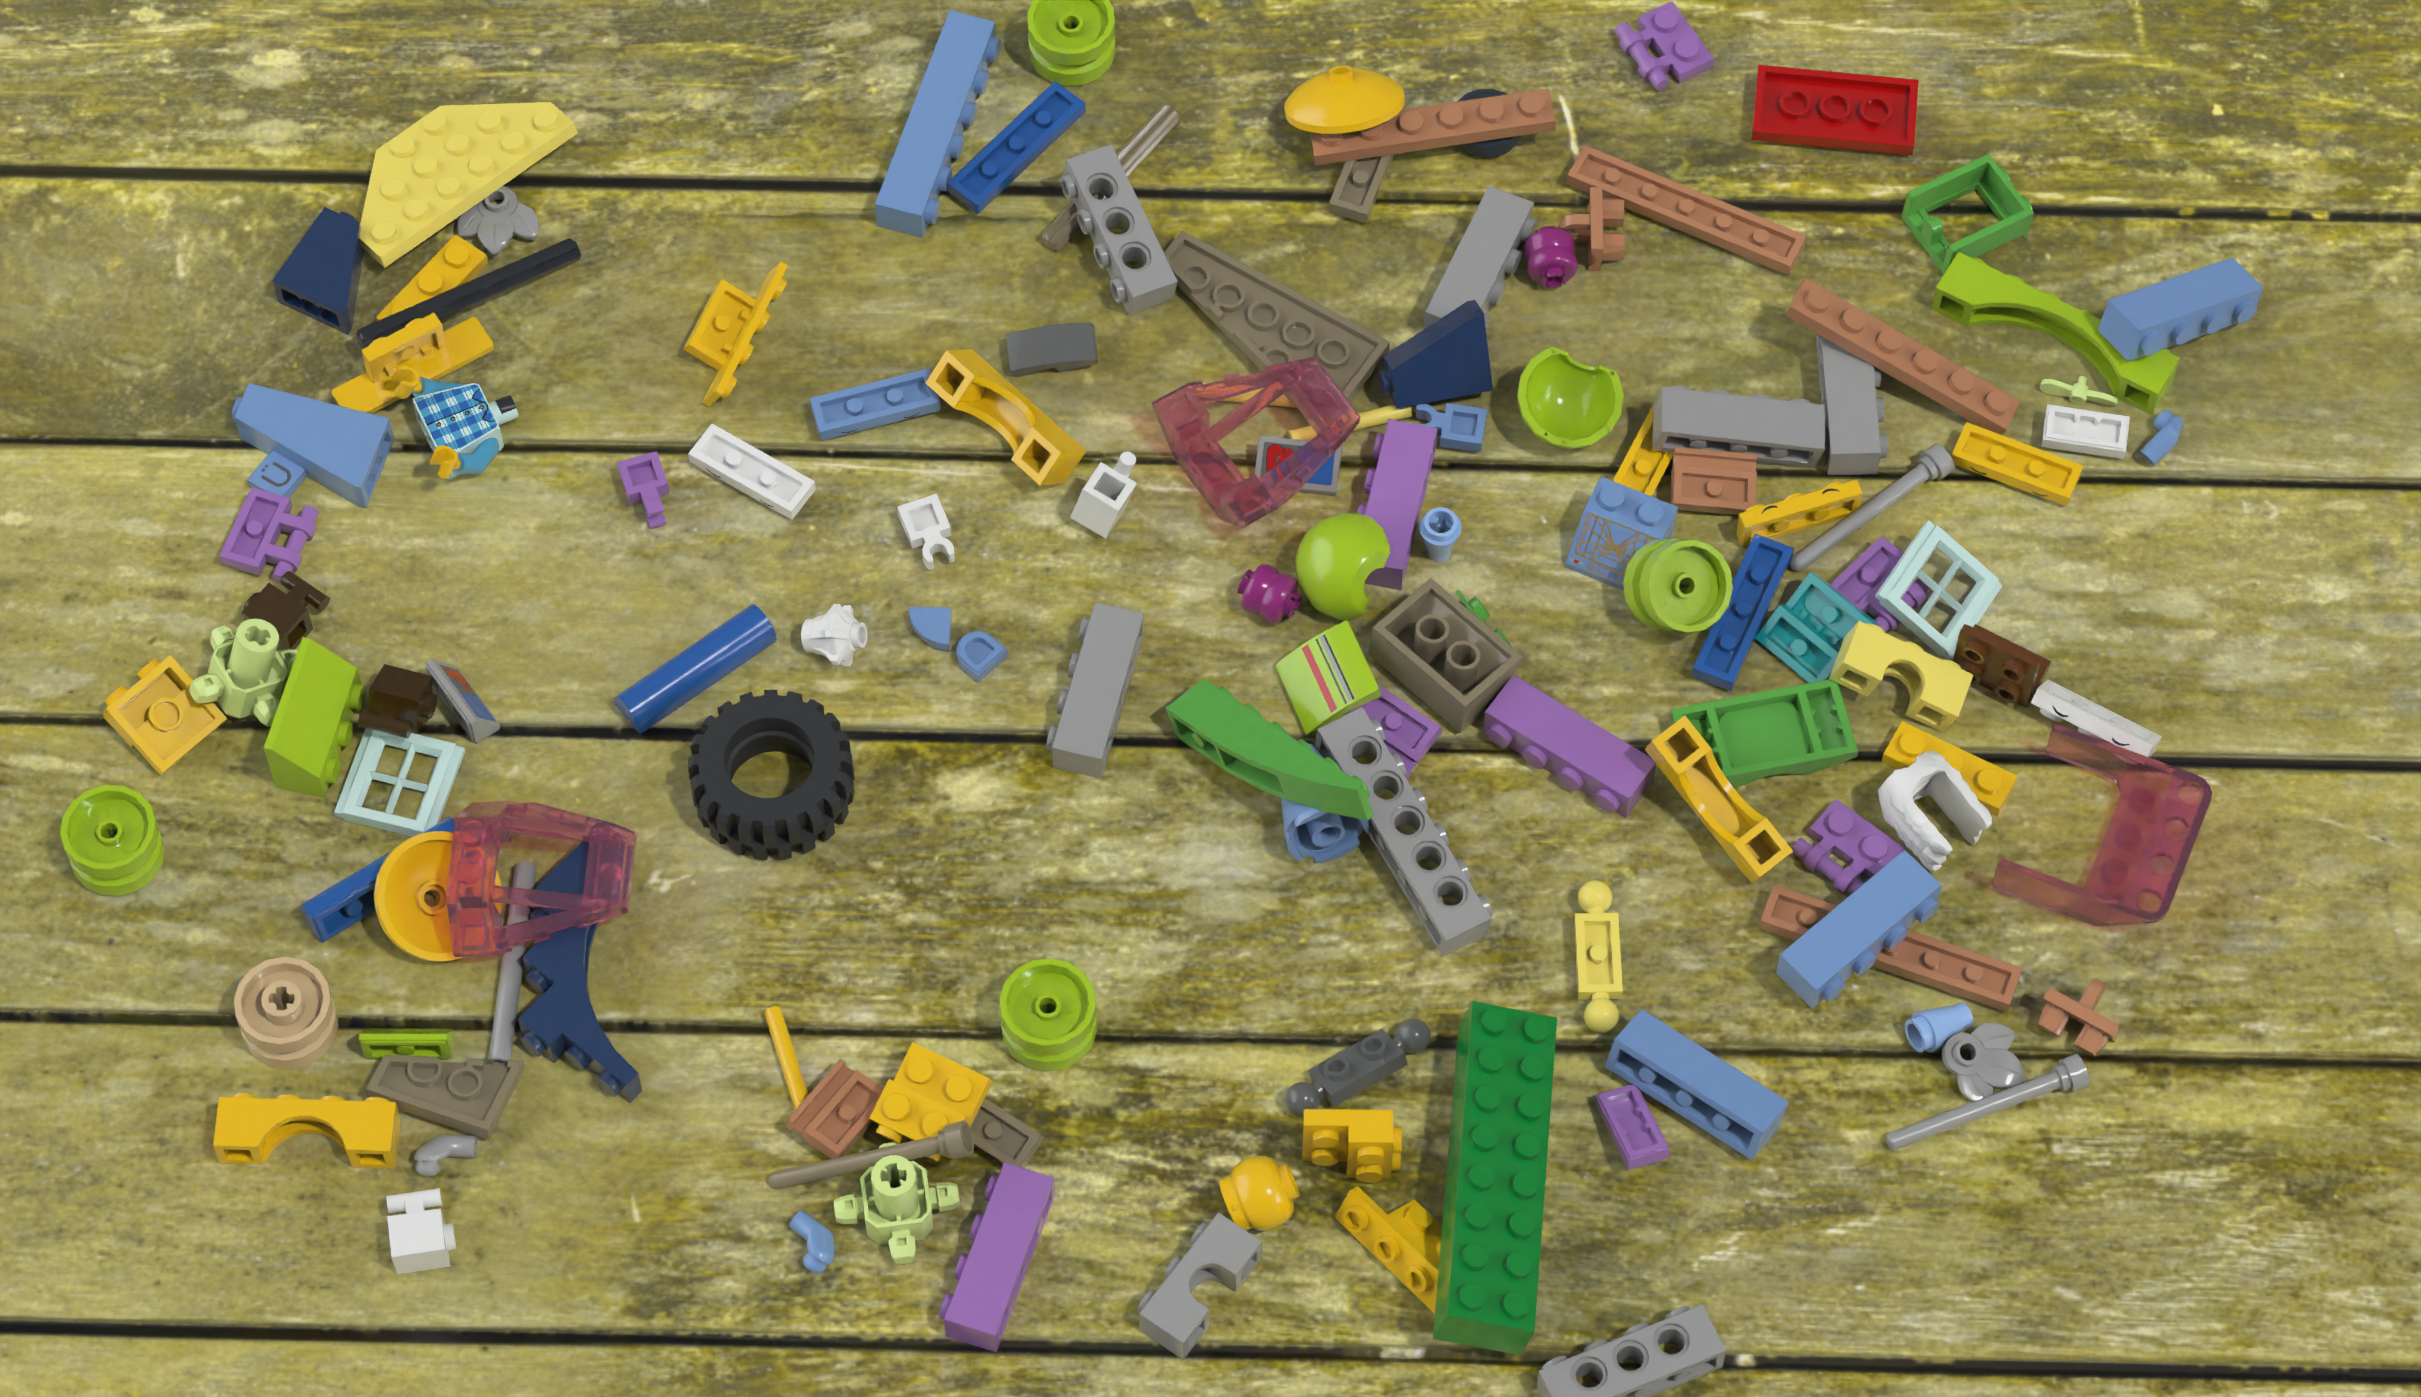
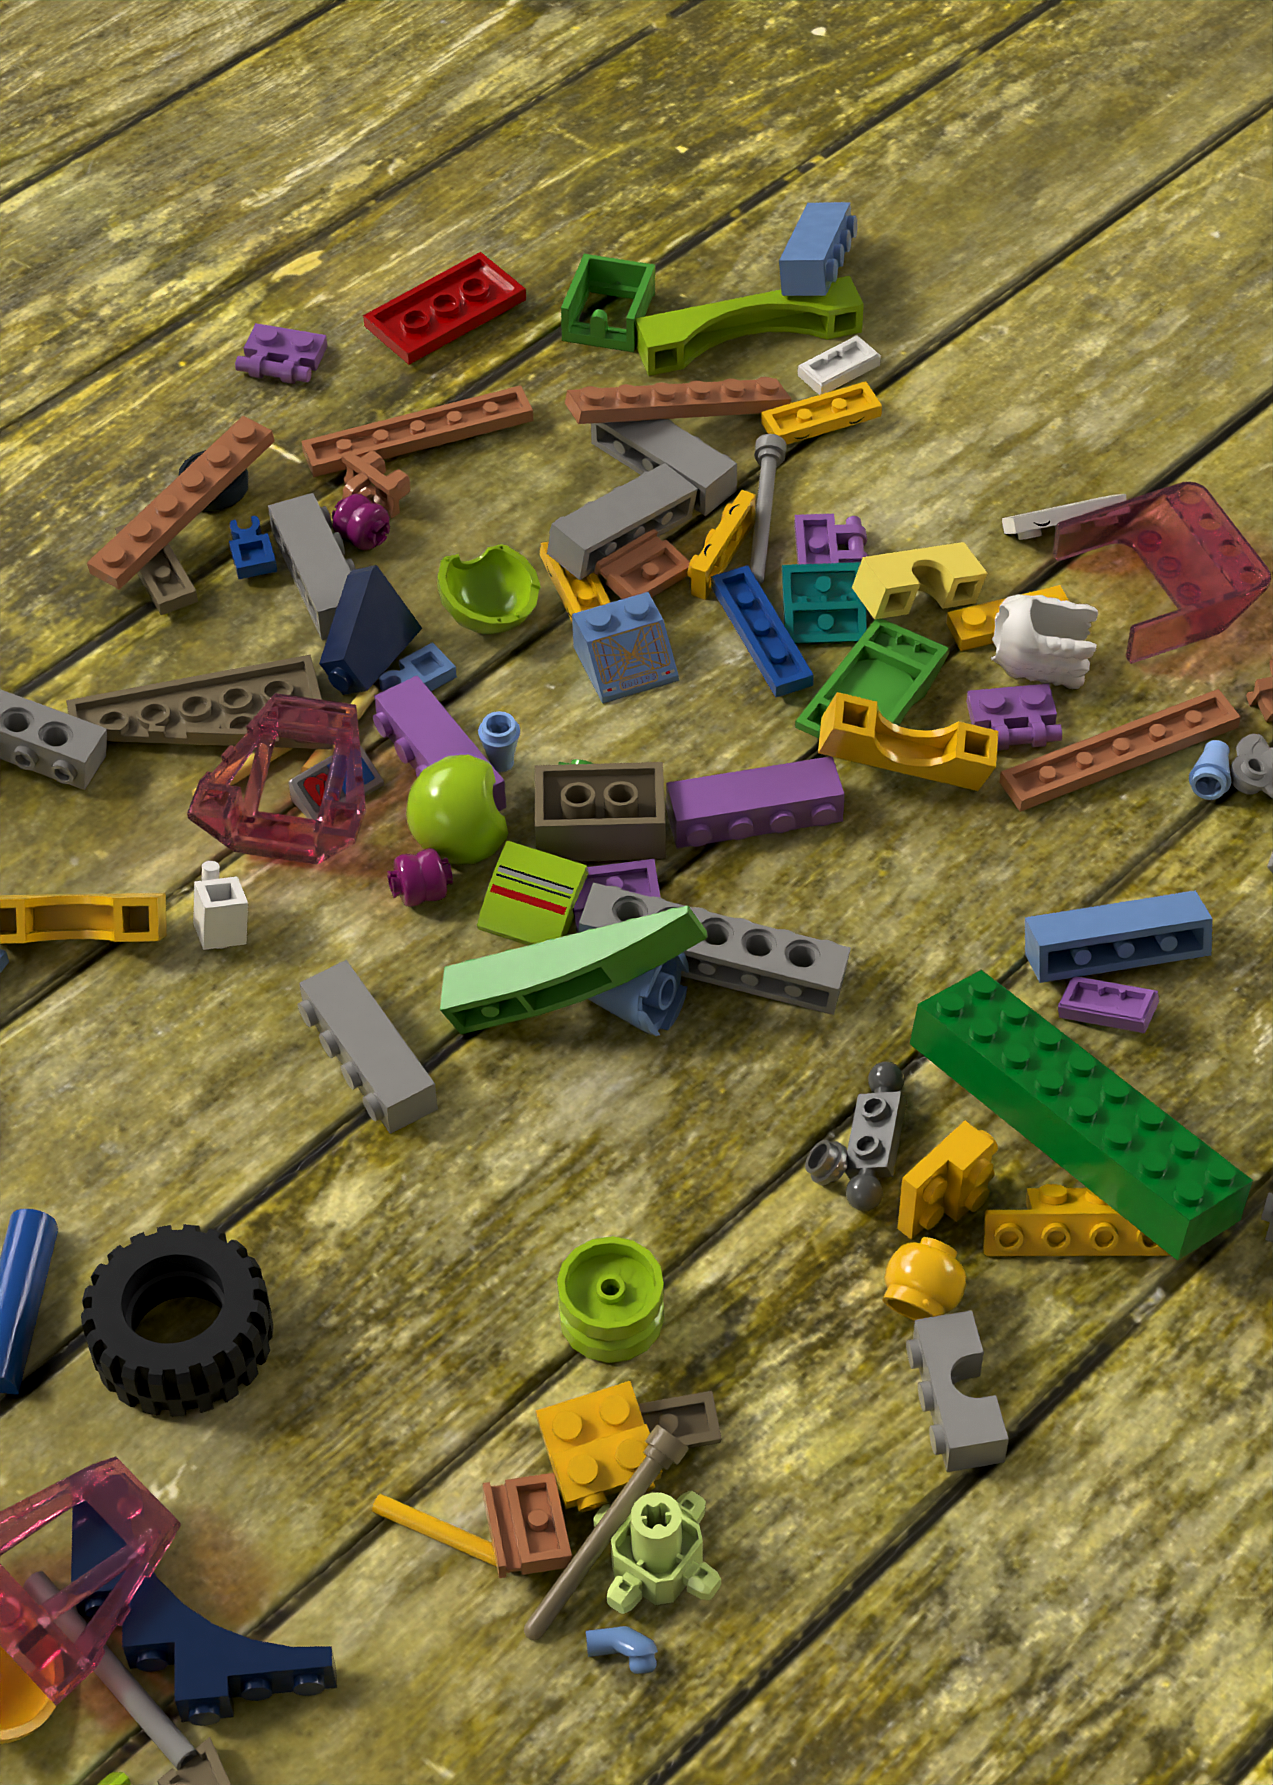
camera: 45 degrees left, 10 degrees down
(834, 635) = (109, 1178): white rock -> none
(927, 526) = (94, 1043): white plate -> none
(932, 625) = (178, 1111): medium blue tile -> none
(979, 654) = (239, 1102): medium blue tile -> none
(998, 1257) = (786, 1516): medium lavender brick -> none
(1052, 346) = (52, 848): dark grey slope -> none
(1302, 1055) = (826, 1162): none -> flat silver plate
(1344, 101) = (96, 529): yellow dish -> none
(1447, 215) = (251, 550): none -> blue plate
(1598, 956) = (944, 917): light yellow plate -> none
(1678, 585) = (709, 637): lime wheel -> none
(1859, 929) = (1099, 746): medium blue brick -> none
(1910, 567) = (836, 489): light aqua piece -> none
(2000, 664) = (975, 519): reddish brown bracket -> none
(2077, 393) = (802, 350): yellowish green piece -> none
(2167, 437) = (892, 332): medium blue arm -> none

